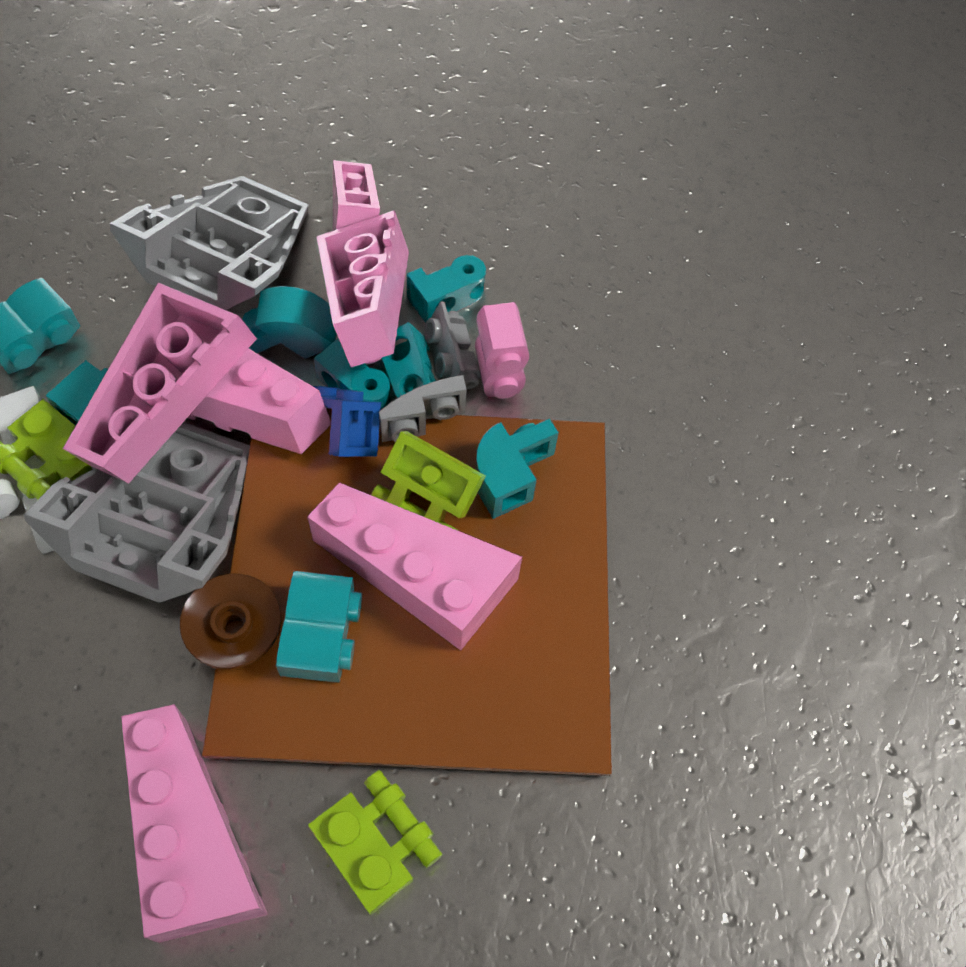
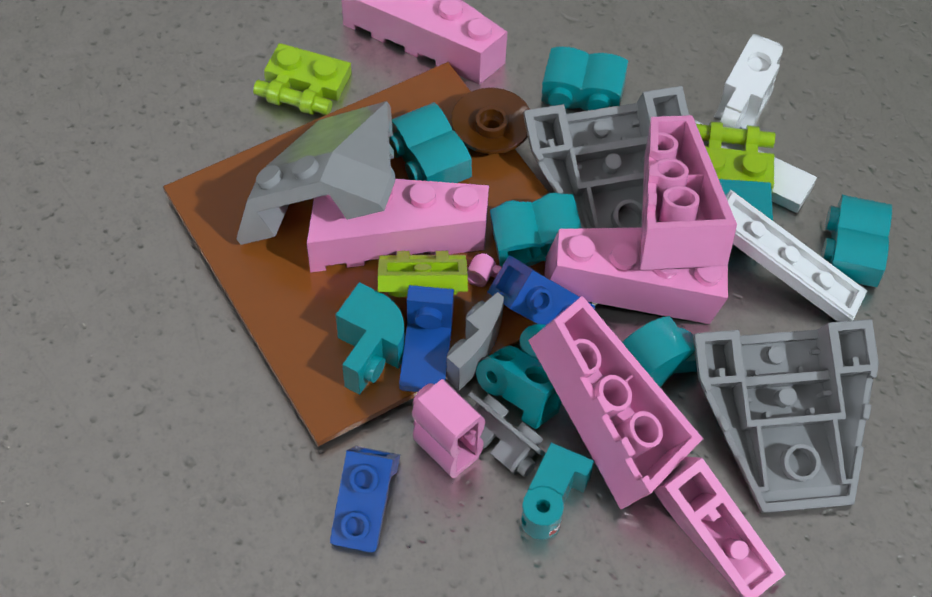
camera: 150 degrees right, 5 degrees down
(89, 632) = (583, 79): none -> teal brick
(99, 321) = (794, 262): none -> white tile
(288, 473) = (530, 228): none -> teal brick
(363, 478) = (481, 269): none -> bright pink hand
(447, 633) = (335, 157): none -> light grey wedge
(465, 430) = (426, 337): none -> blue bracket
(582, 363) = (363, 498): none -> blue bracket

